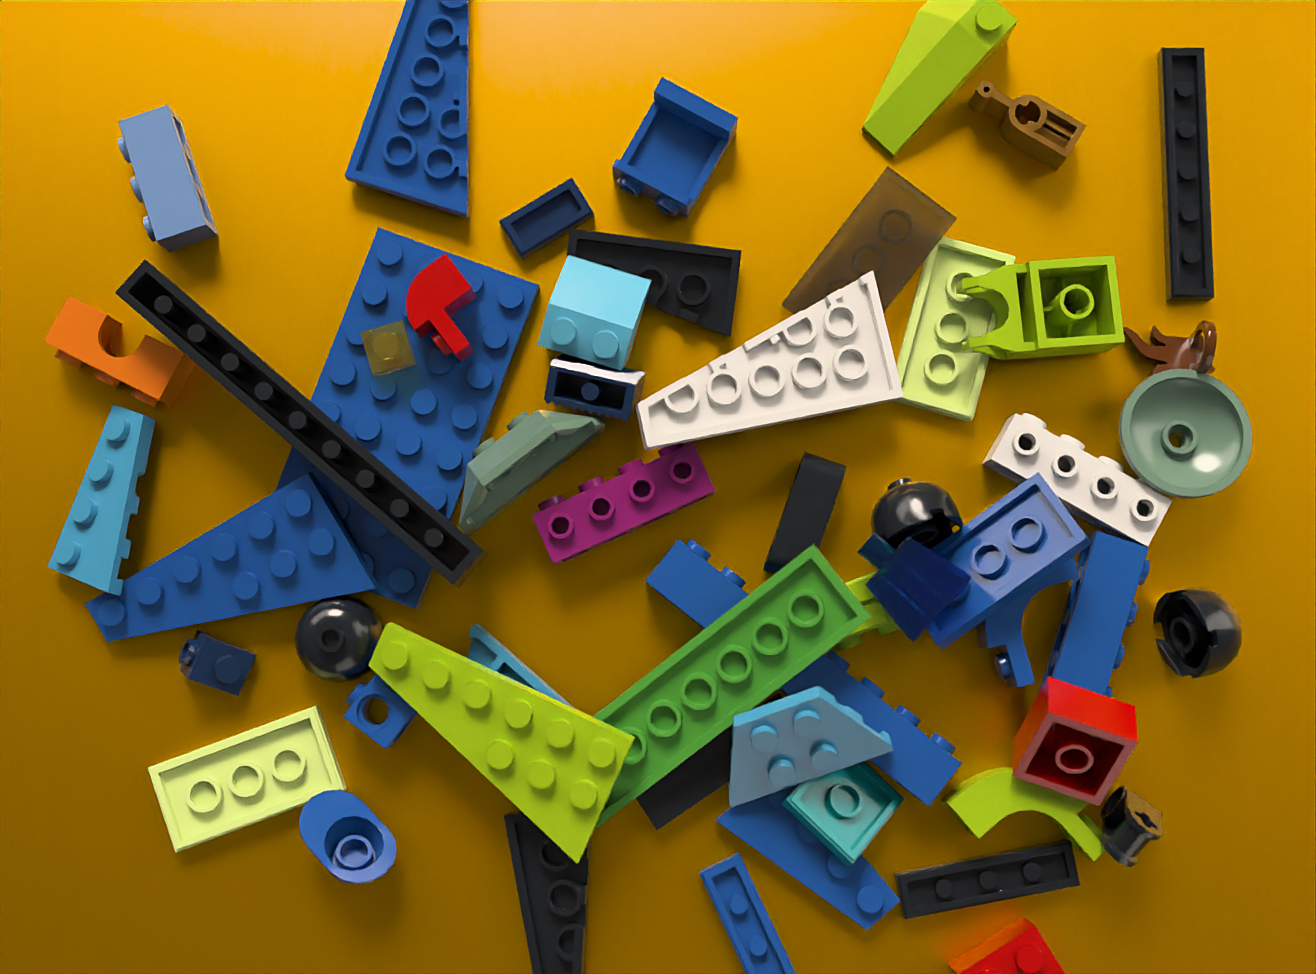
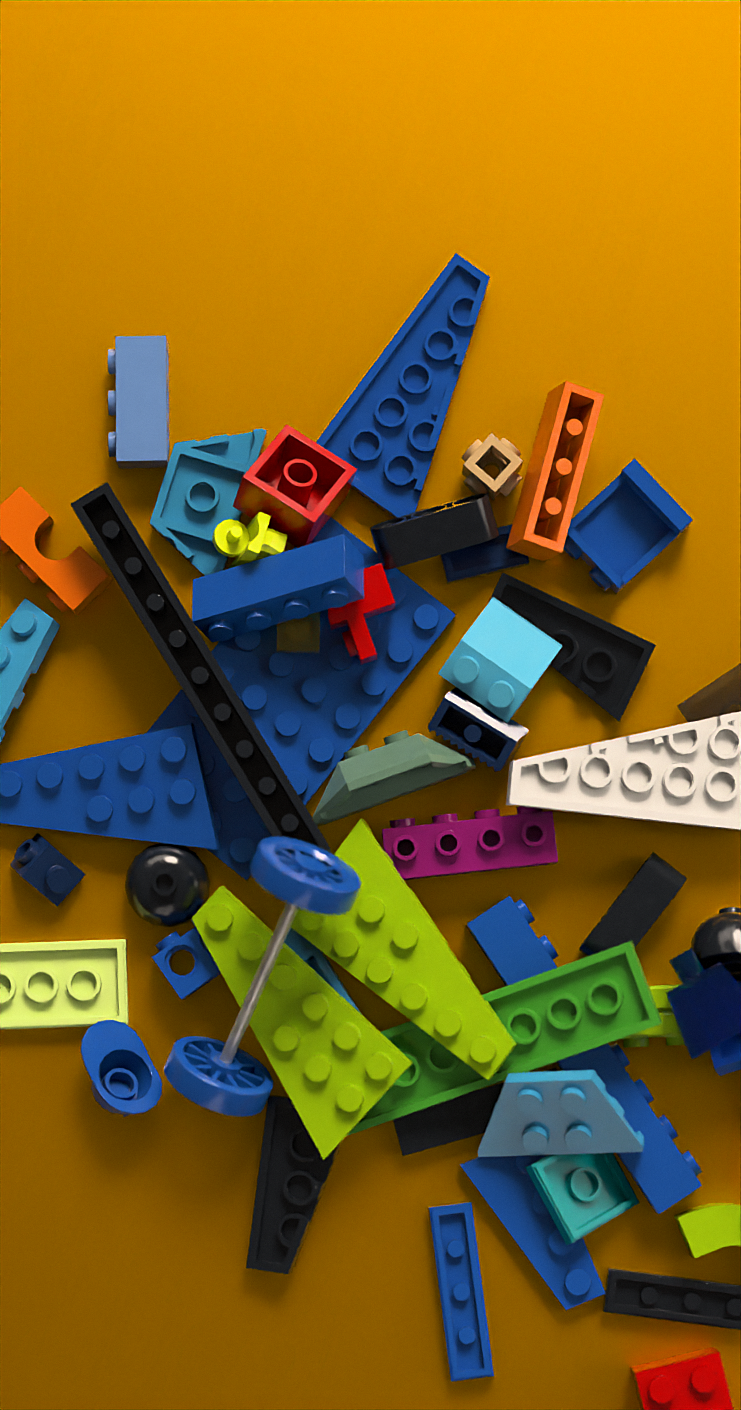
camera: 15 degrees right, 0 degrees up
(260, 250) = (201, 494): none -> dark azure wing
(319, 279) = (248, 542): none -> neon yellow hips
(339, 210) = (295, 485): none -> red brick
(352, 311) = (278, 588): none -> blue brick
(446, 810) = (218, 1071): none -> blue axle
(490, 208) = (434, 531): none -> black beam
(525, 118) = (497, 453): none -> tan brick
(572, 623) = (405, 958): none -> lime wing
(589, 114) = (555, 471): none -> orange brick

